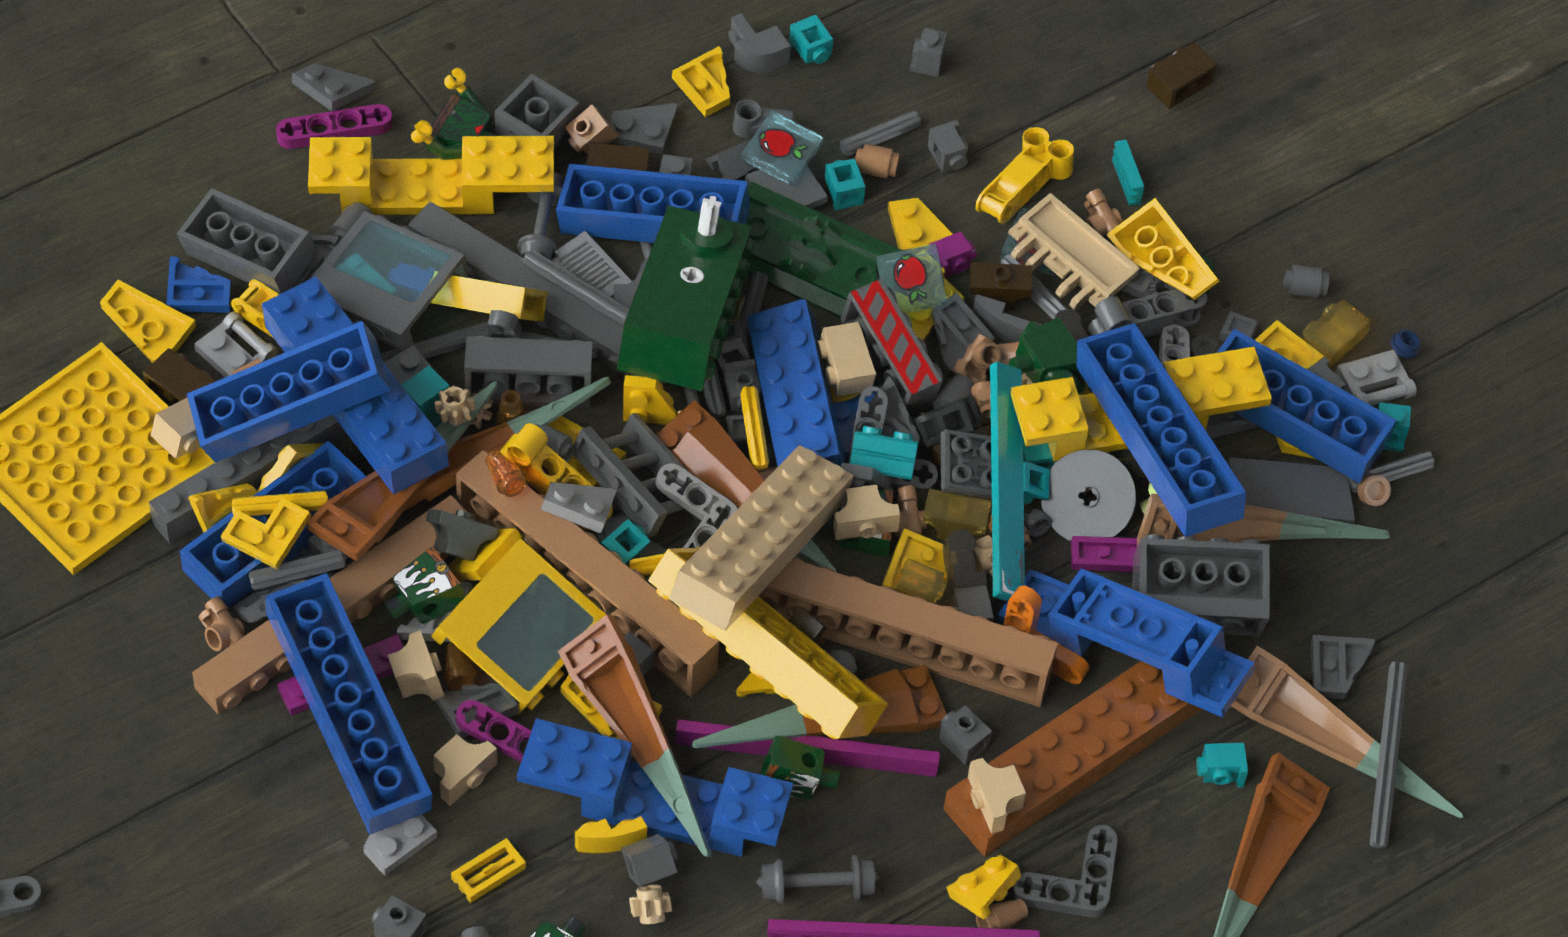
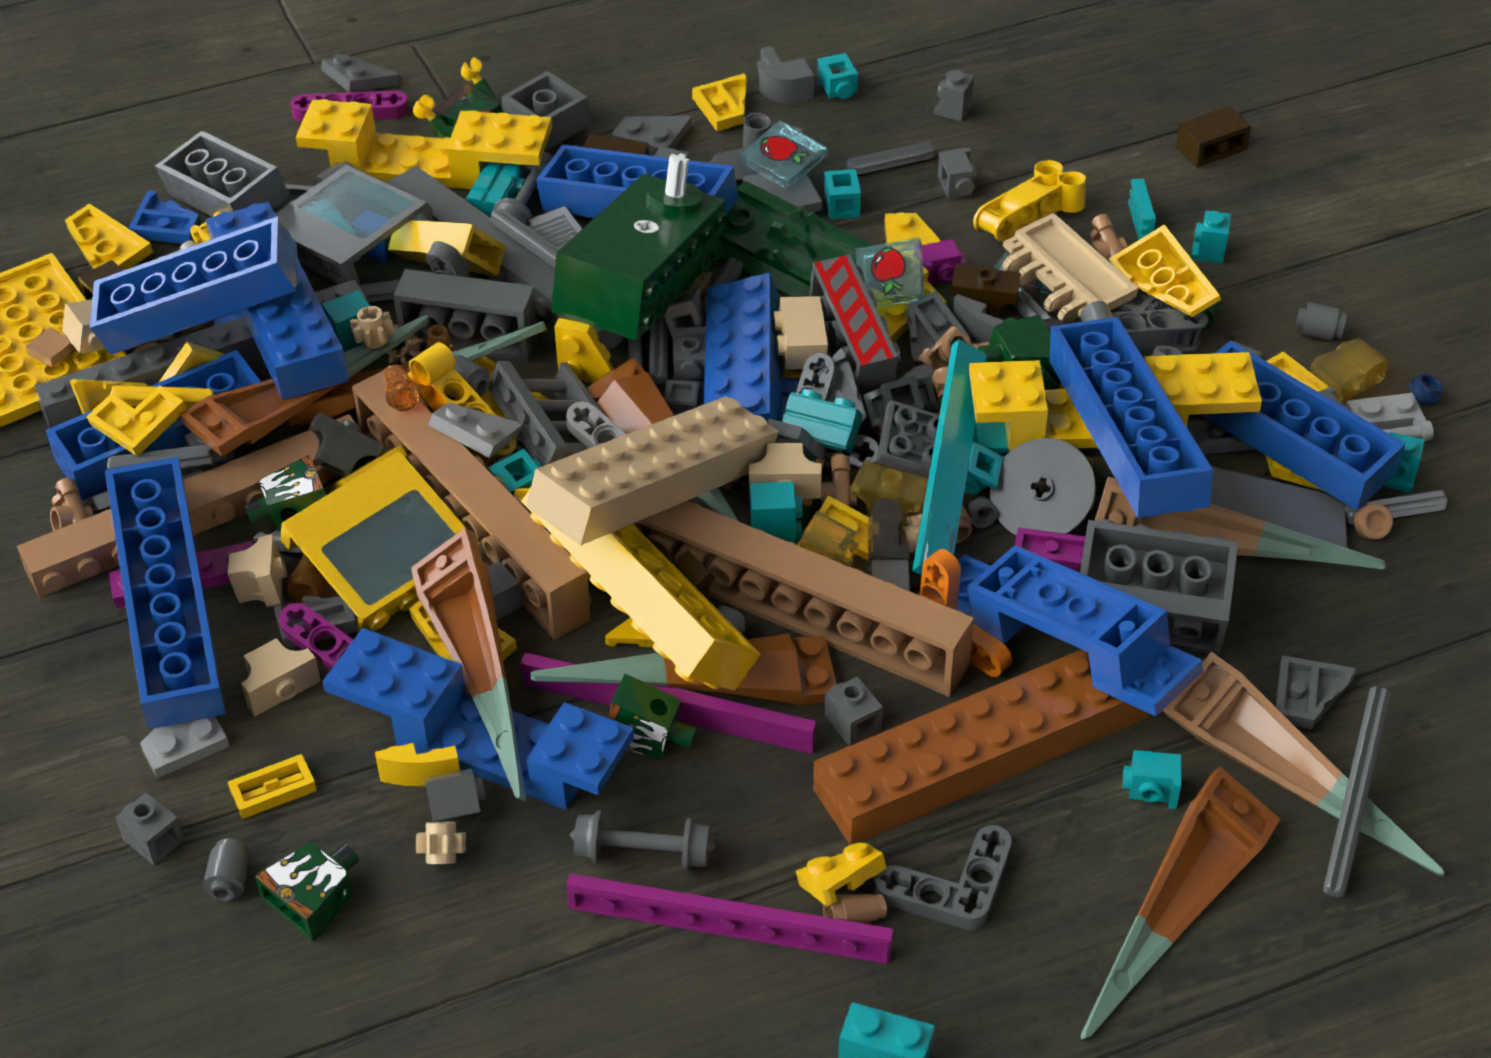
camera: 15 degrees right, 10 degrees down
(143, 453) = (50, 347): none -> medium nougat tile
(513, 218) = (495, 183): none -> teal brick
(588, 128) = (595, 120): medium nougat brick -> none
(754, 428) = (688, 379): yellow axle -> none
(863, 554) = (776, 509): none -> teal brick
(877, 161) = (880, 178): medium nougat brick -> none
(995, 792) = (868, 764): tan brick -> none
(1196, 197) = (1211, 237): none -> teal brick

